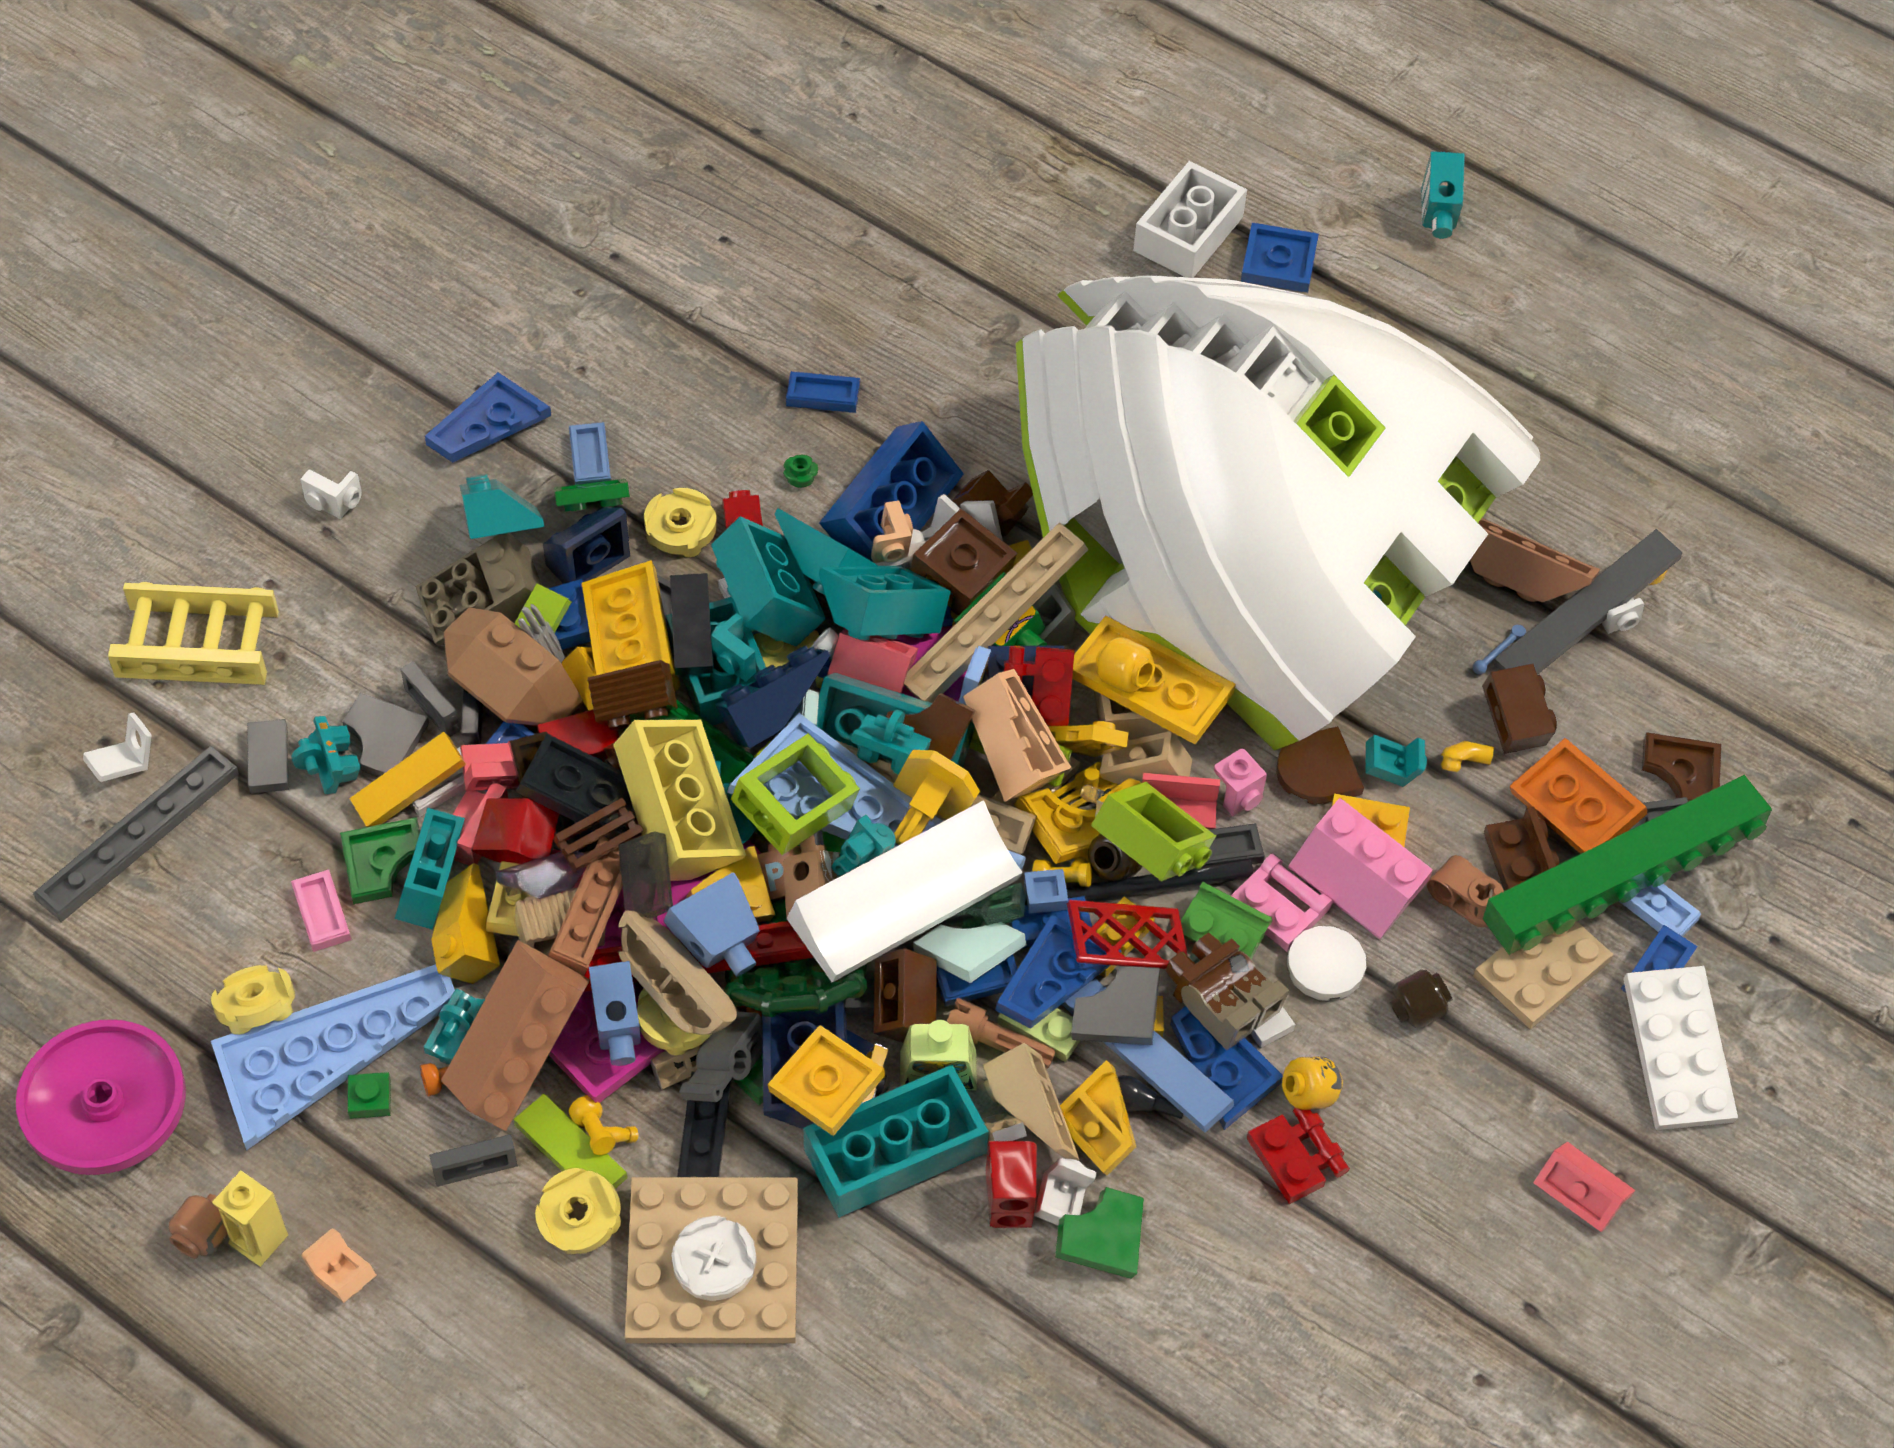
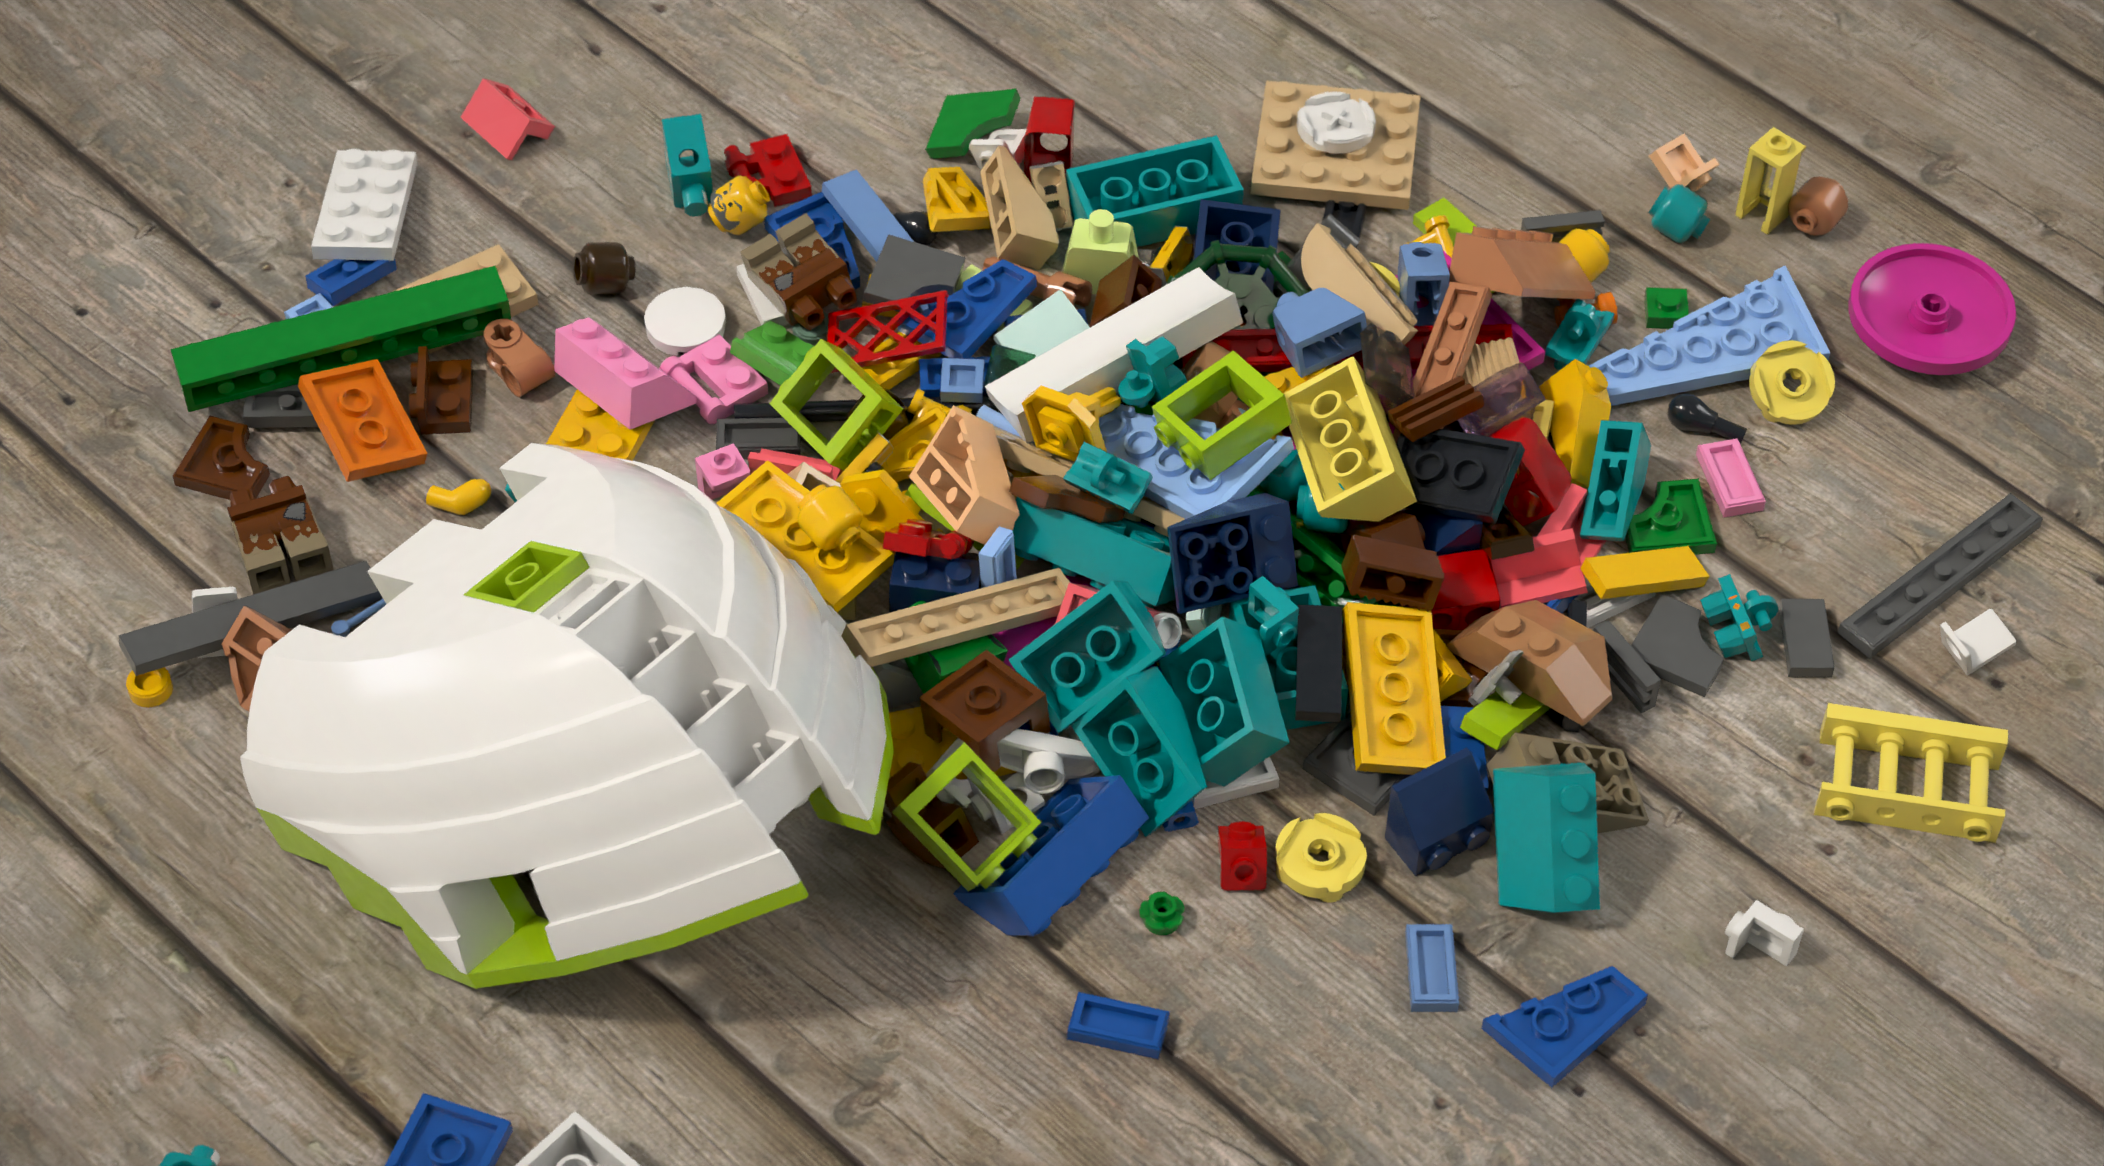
camera: 170 degrees left, 5 degrees down
(349, 1200) = (1679, 213): none -> teal head
(352, 966) = (1692, 414): none -> black piece
(453, 1127) = (1589, 251): none -> yellow head
(600, 1219) = (1460, 182): light yellow plate -> none
(607, 492) = (1432, 877): green plate -> none
(826, 1080) = (1217, 205): yellow plate -> none
(896, 537) = (1065, 726): light nougat bracket -> none
(986, 461) = (996, 791): none -> lime window
(1376, 1121) = (689, 175): none -> teal torso
(1519, 708) = (380, 515): reddish brown brick -> none
(1603, 692) = (274, 521): none -> hips

